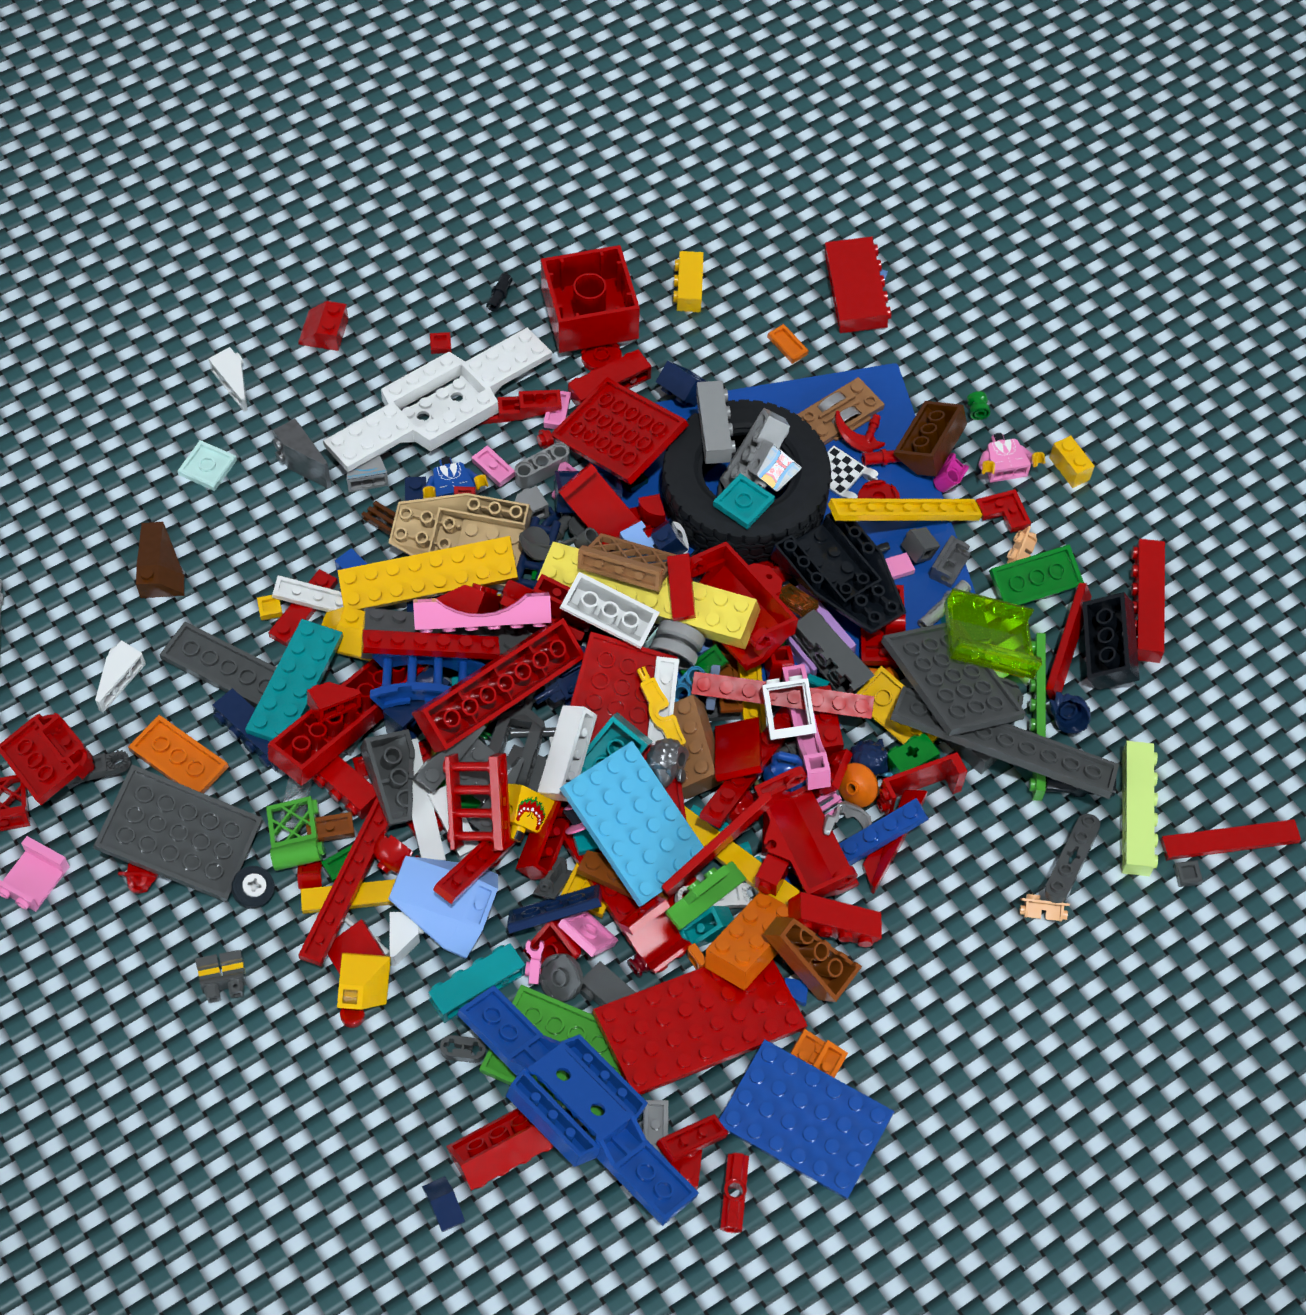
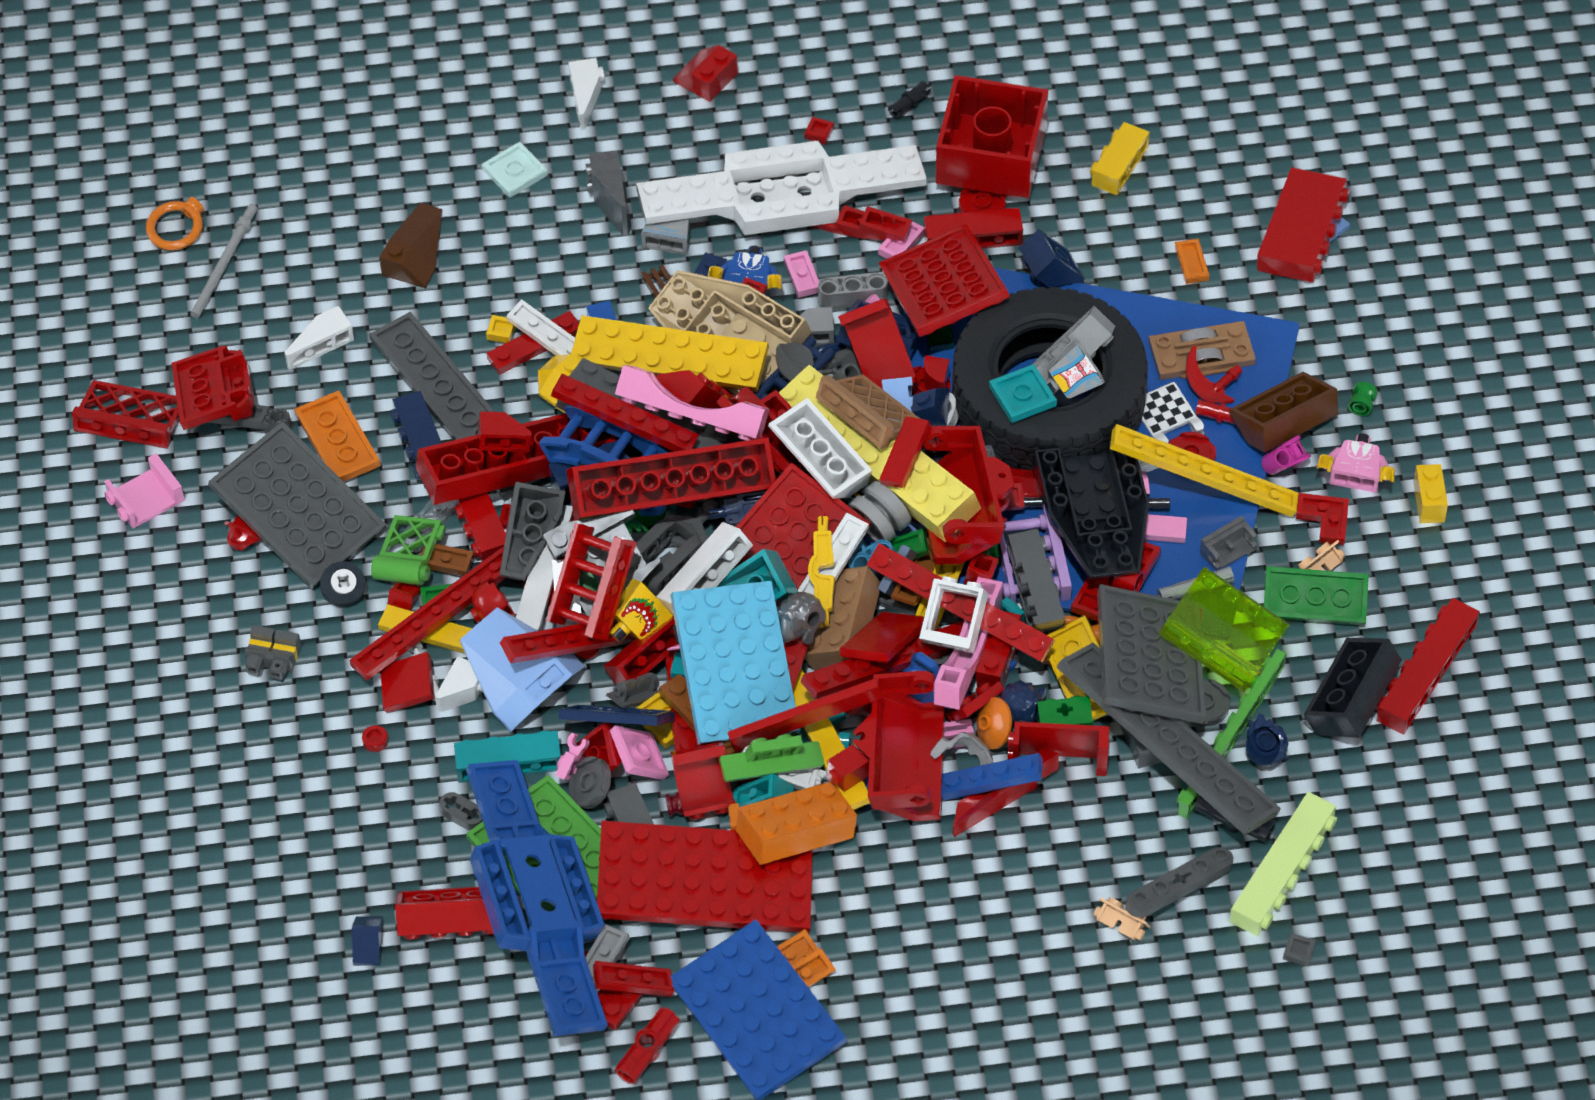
camera: 30 degrees right, 5 degrees down
(298, 670) = (501, 390): teal plate -> none
(363, 981) = (397, 708): yellow slope -> none
(545, 438) = (871, 264): red plate -> none
(714, 422) = (1038, 303): light grey brick -> none
(797, 600) = (1031, 515): clear orange plate -> none
(798, 990) = (821, 893): blue tile -> none
(811, 958) = (844, 863): dark orange wedge -> none
(836, 919) = (889, 836): red brick -> none
(920, 544) = (1204, 514): dark grey brick -> none
(1068, 642) = (1307, 675): red tile -> none
(1230, 839) = (1367, 935): red tile -> none

